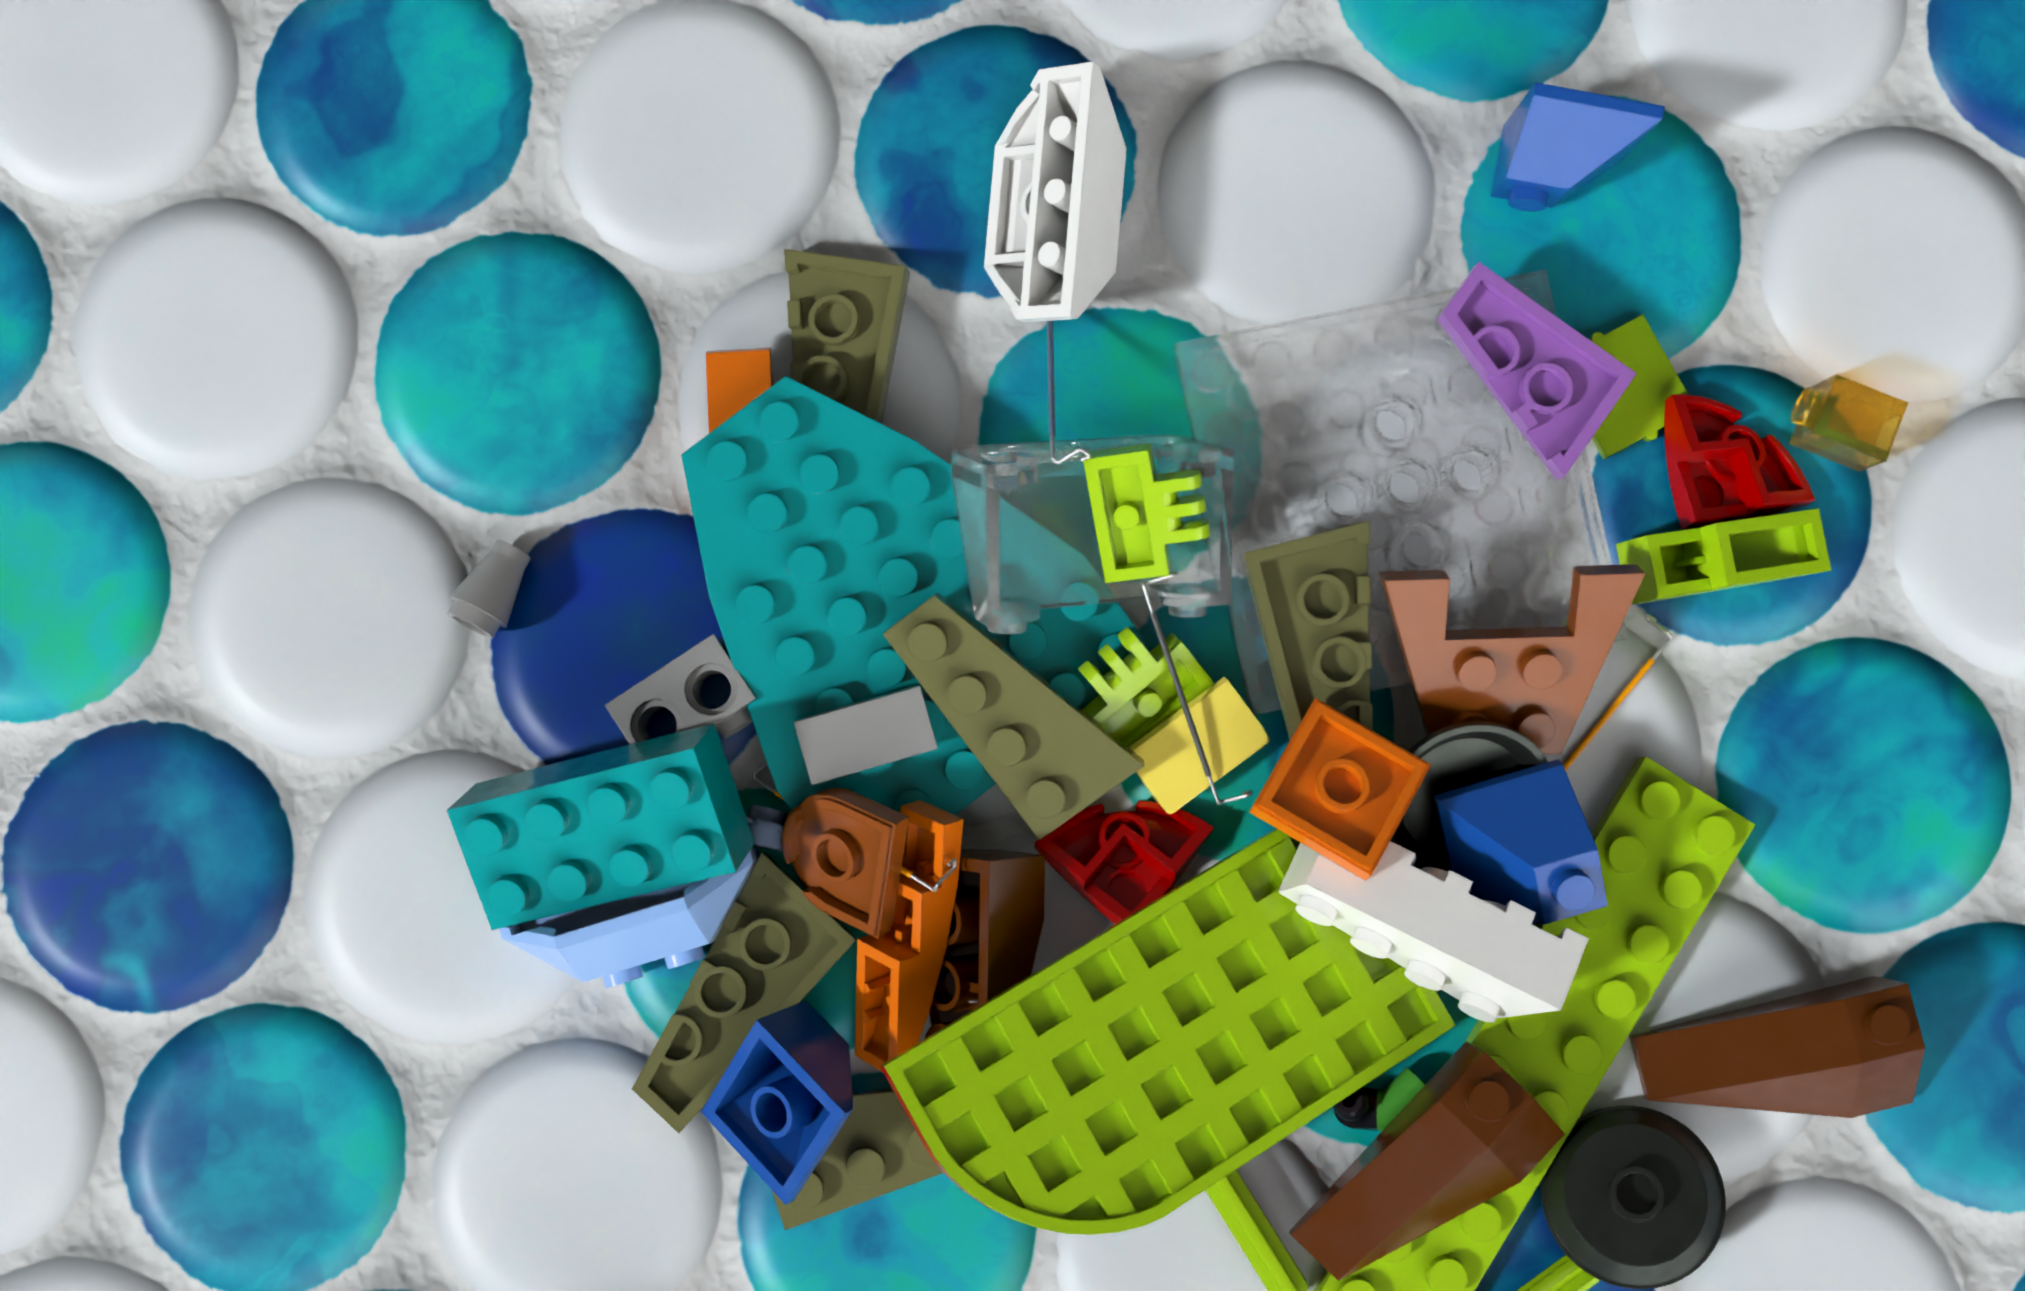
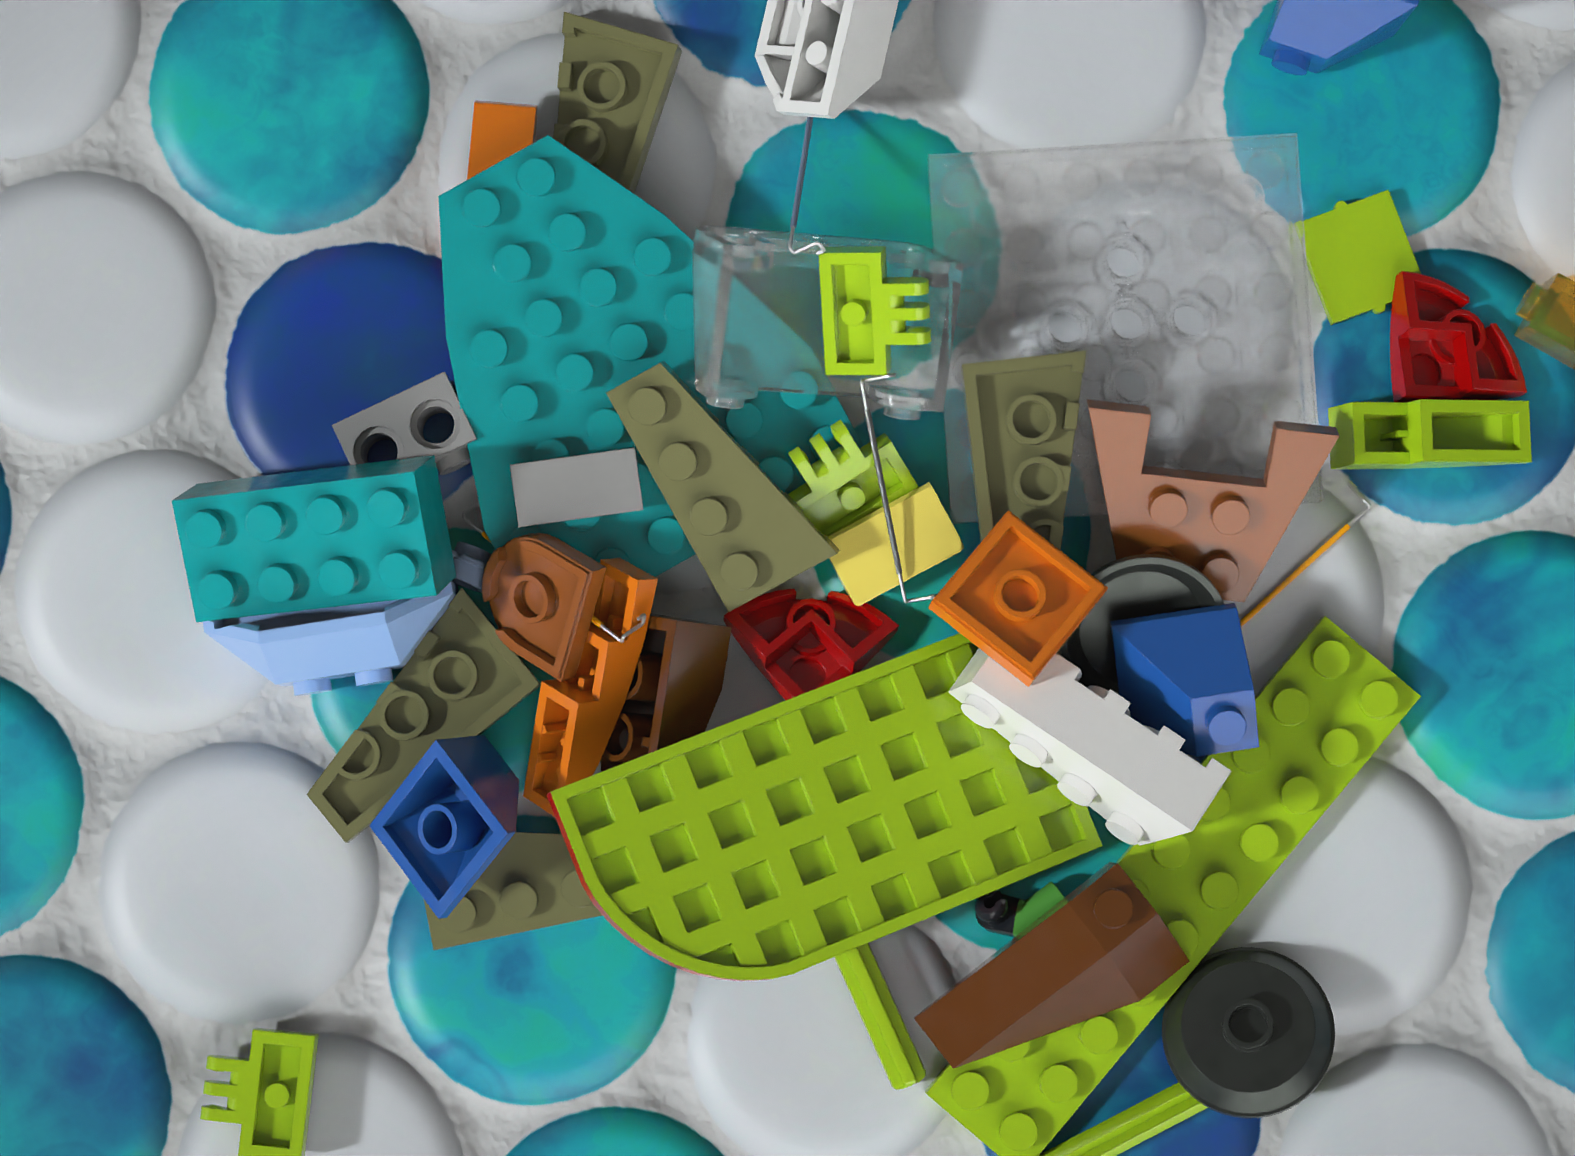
camera: 10 degrees right, 0 degrees up
(490, 590) = (234, 303): light grey cone -> none
(1535, 366) = (1269, 223): medium lavender wing -> none
(1808, 1053) = (1434, 924): reddish brown wedge -> none

